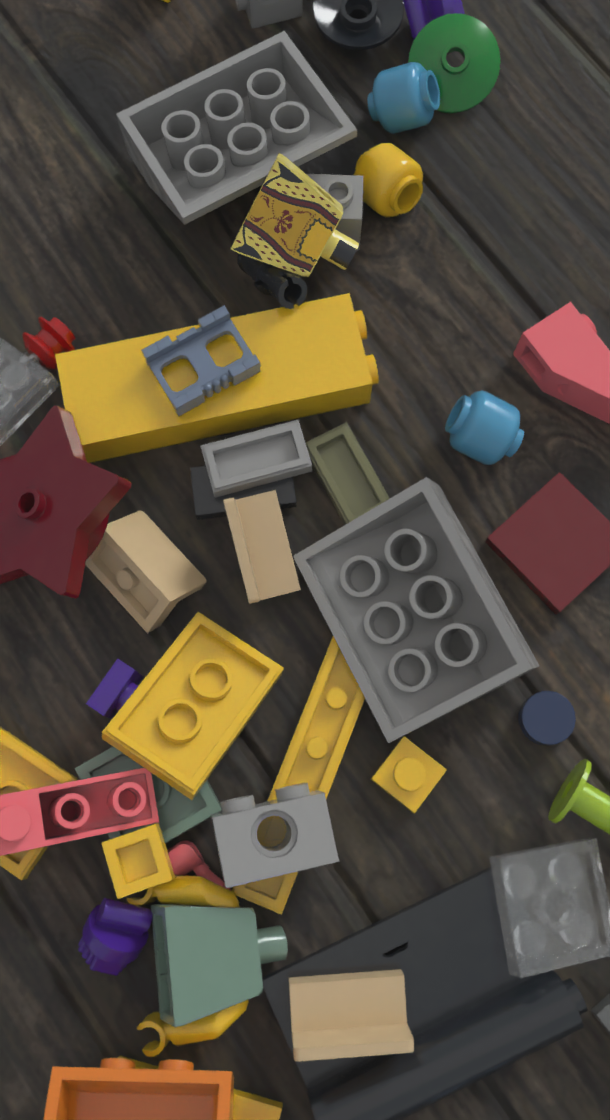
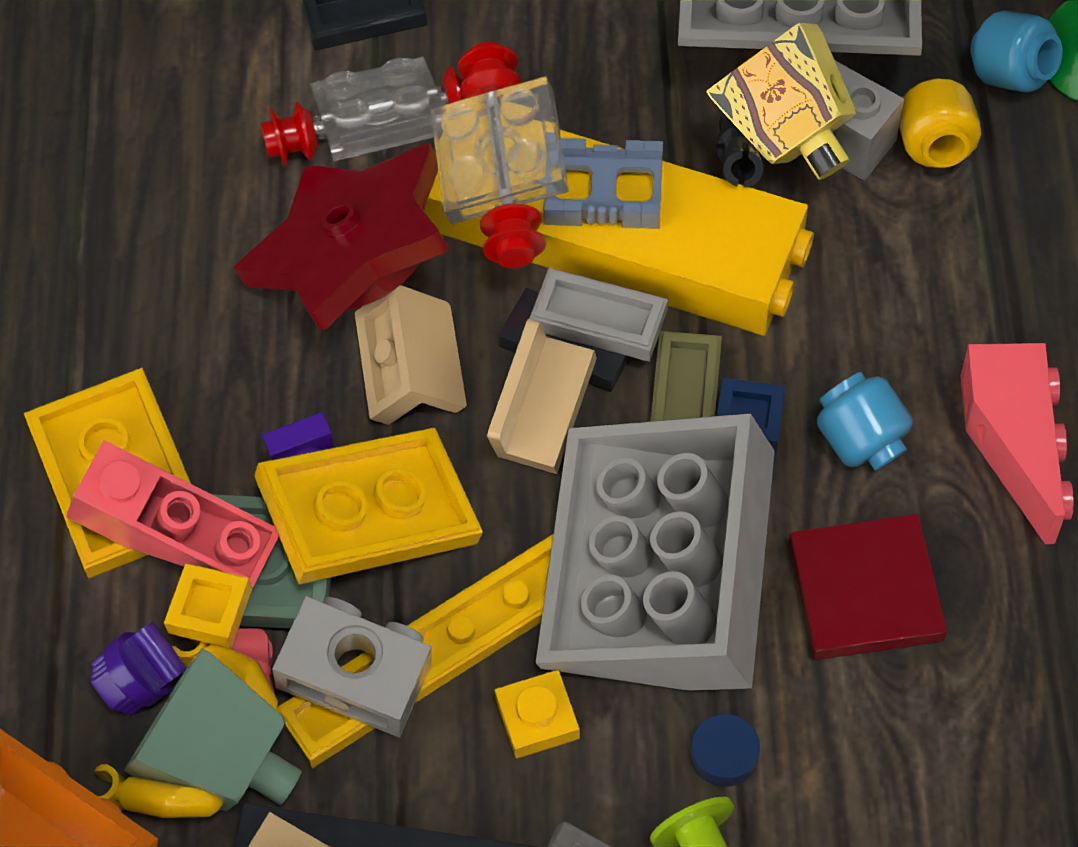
camera: 35 degrees right, 15 degrees down
(112, 381) = (499, 153): none -> clear plate
(403, 465) = (754, 398): none -> dark blue plate

